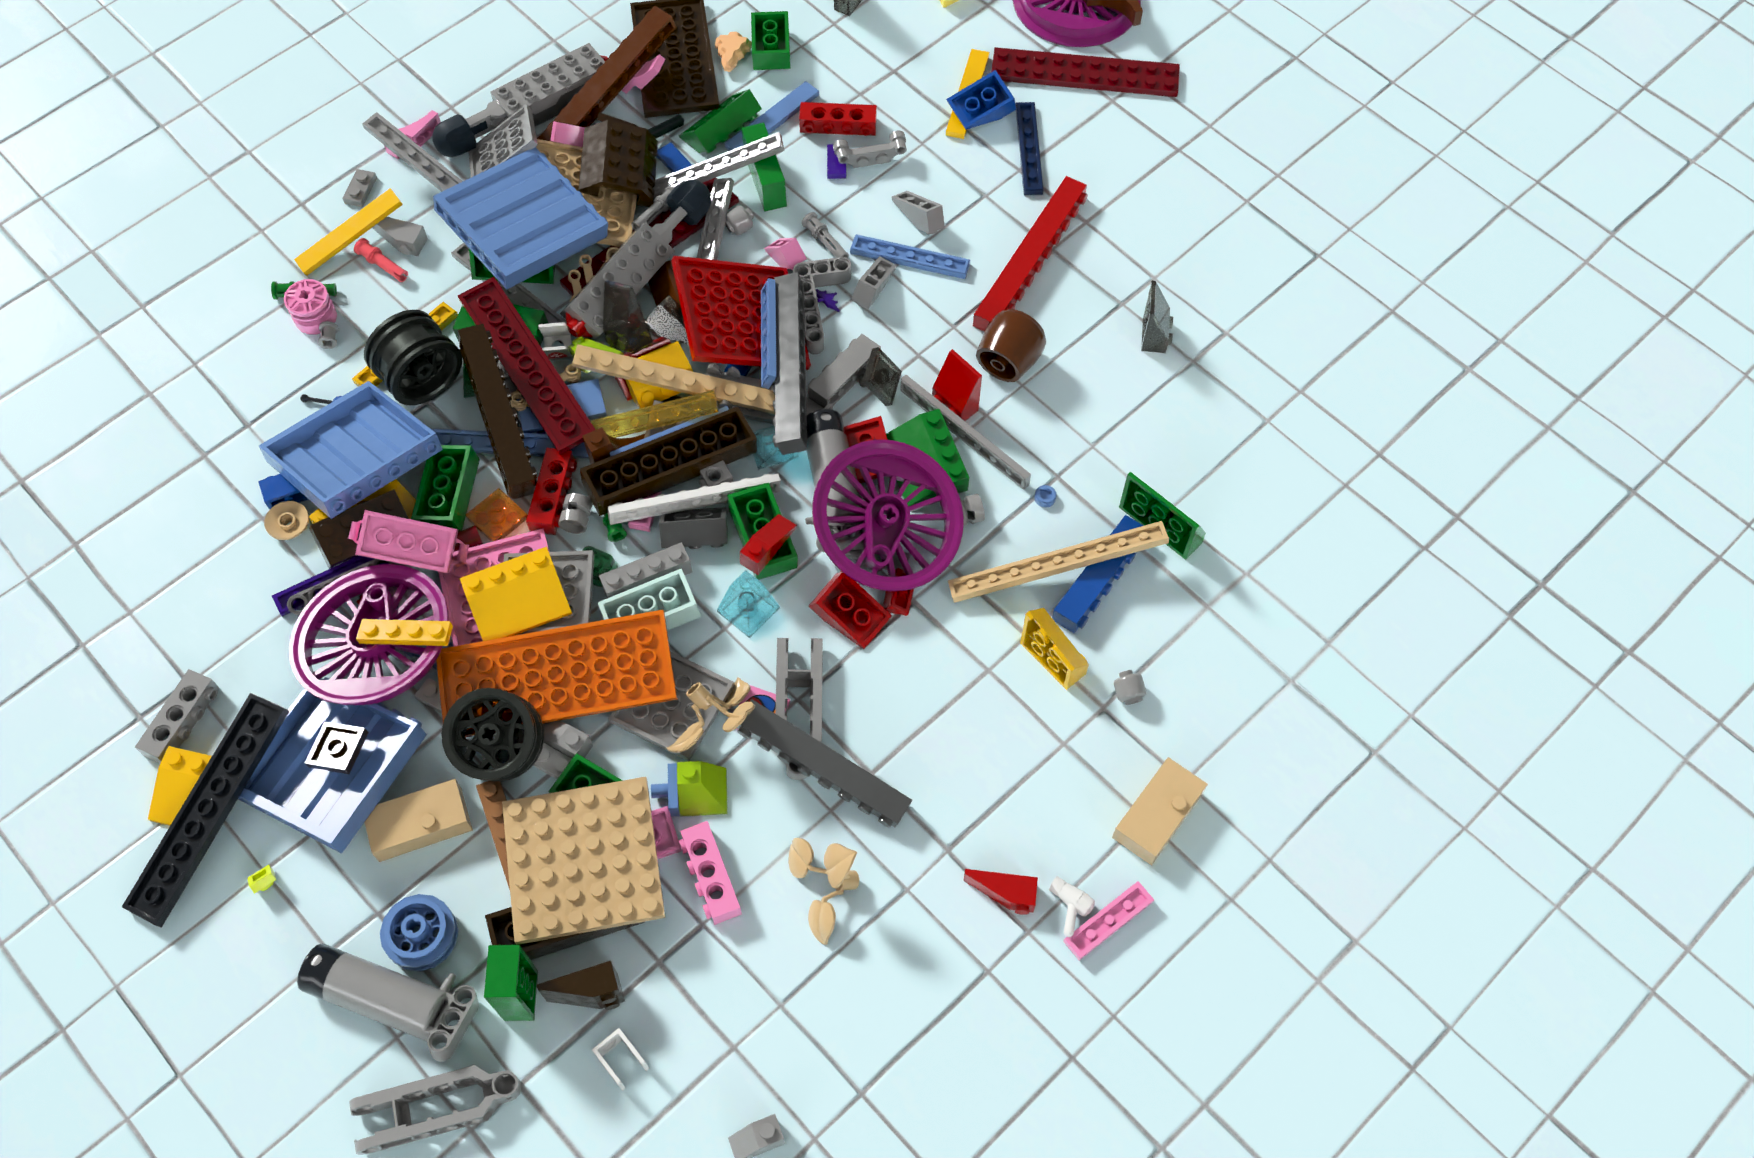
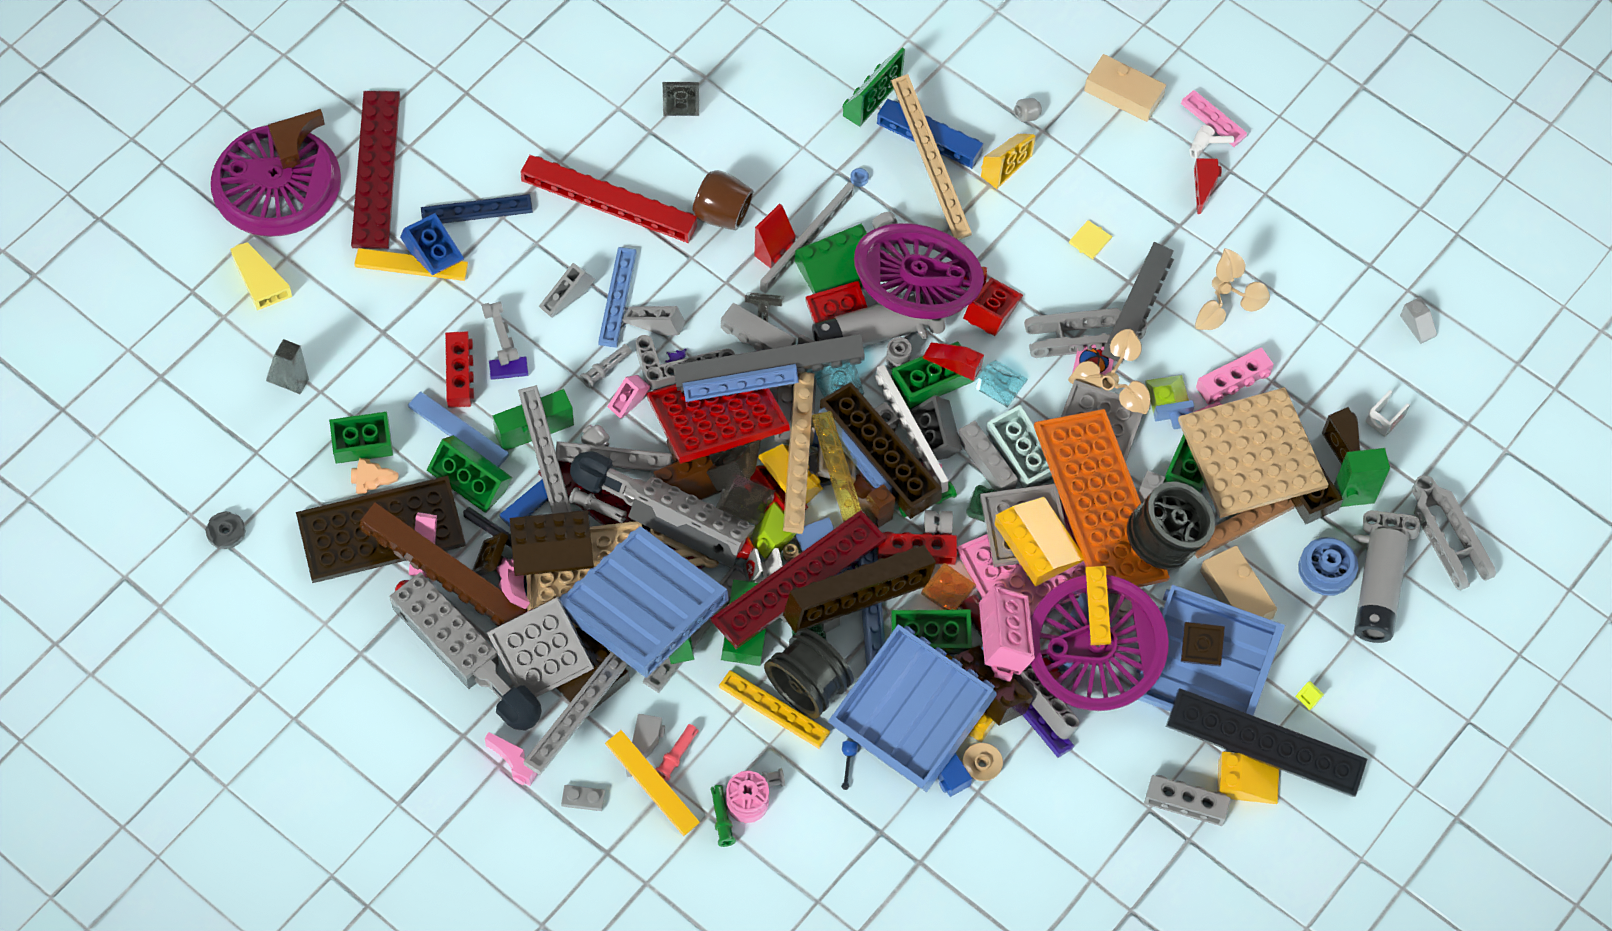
camera: 100 degrees left, 0 degrees up
(795, 500) = (898, 352): none -> light grey wheel
(936, 737) = (1090, 239): none -> light yellow piece

